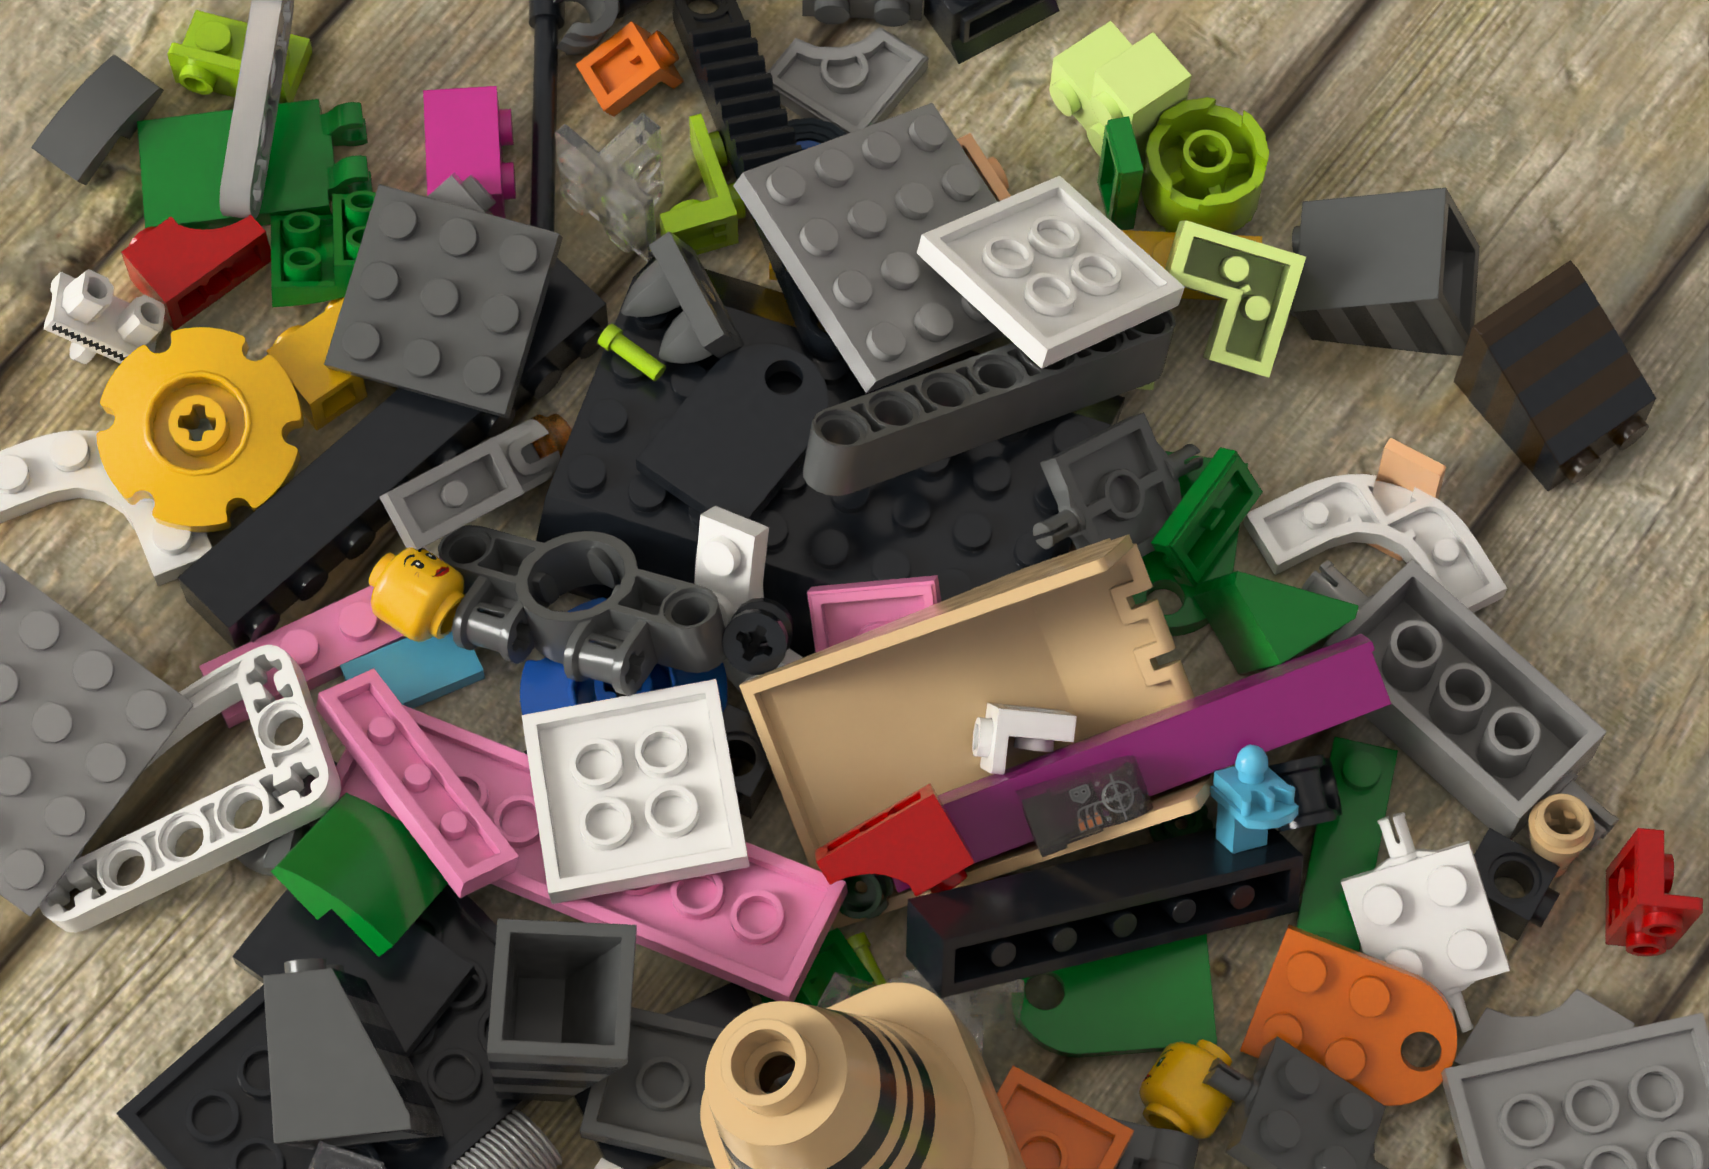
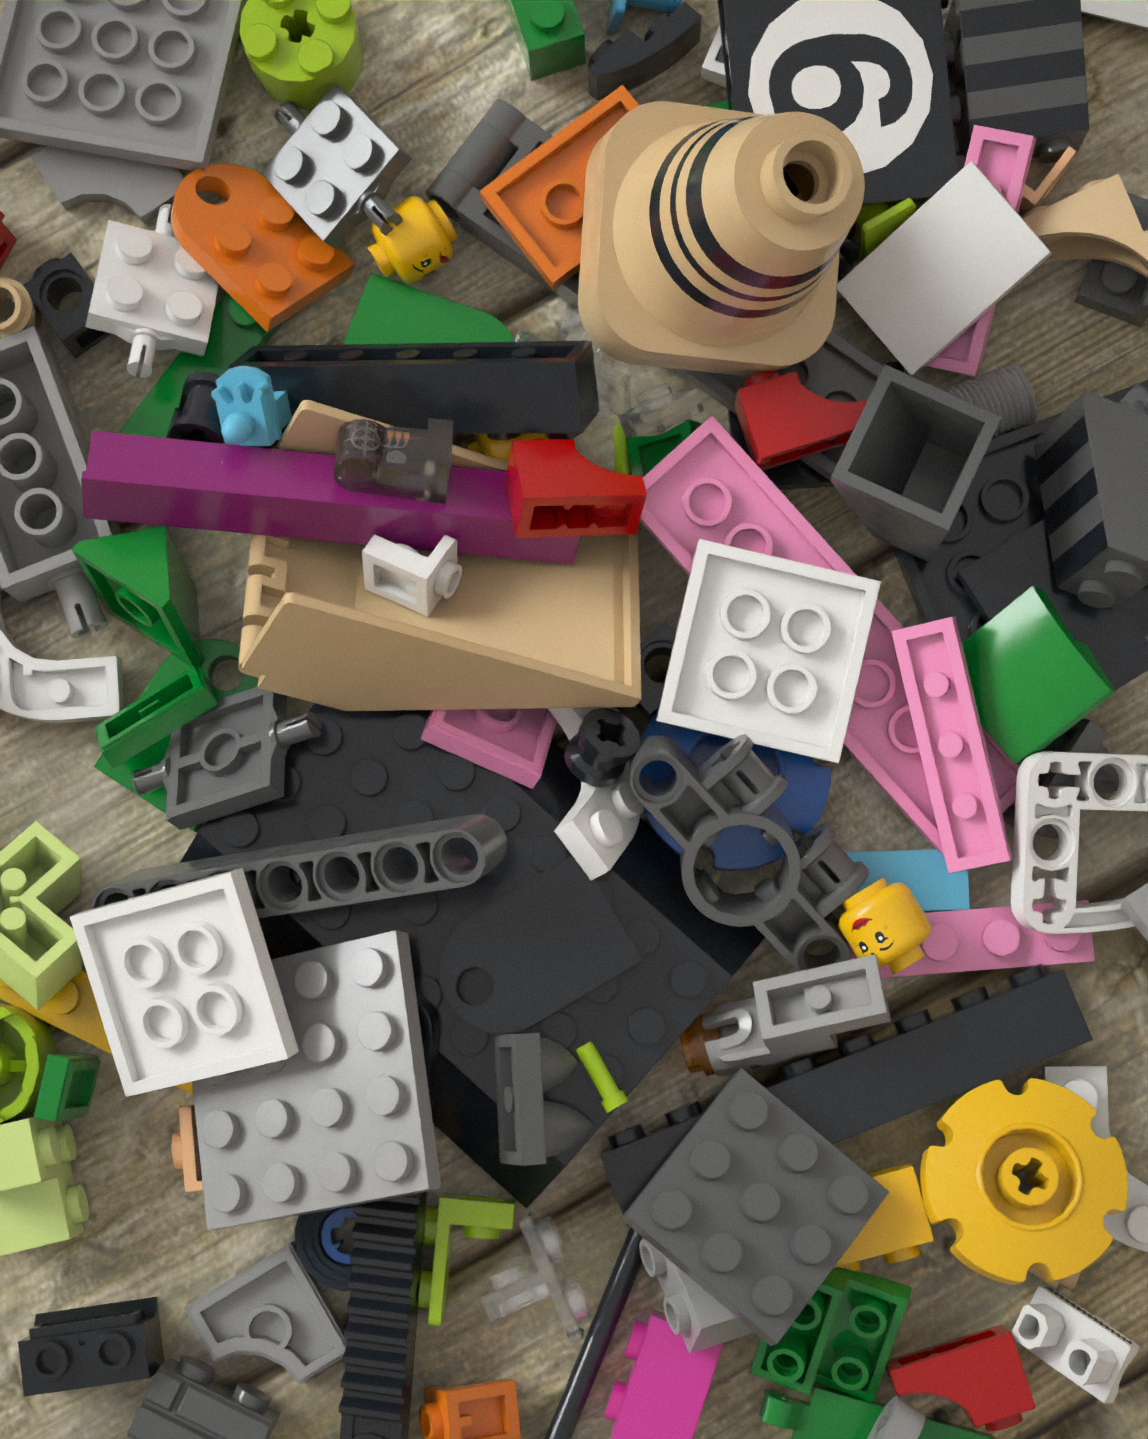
camera: 145 degrees left, 15 degrees up
(687, 1024) = (789, 421): none -> red arch

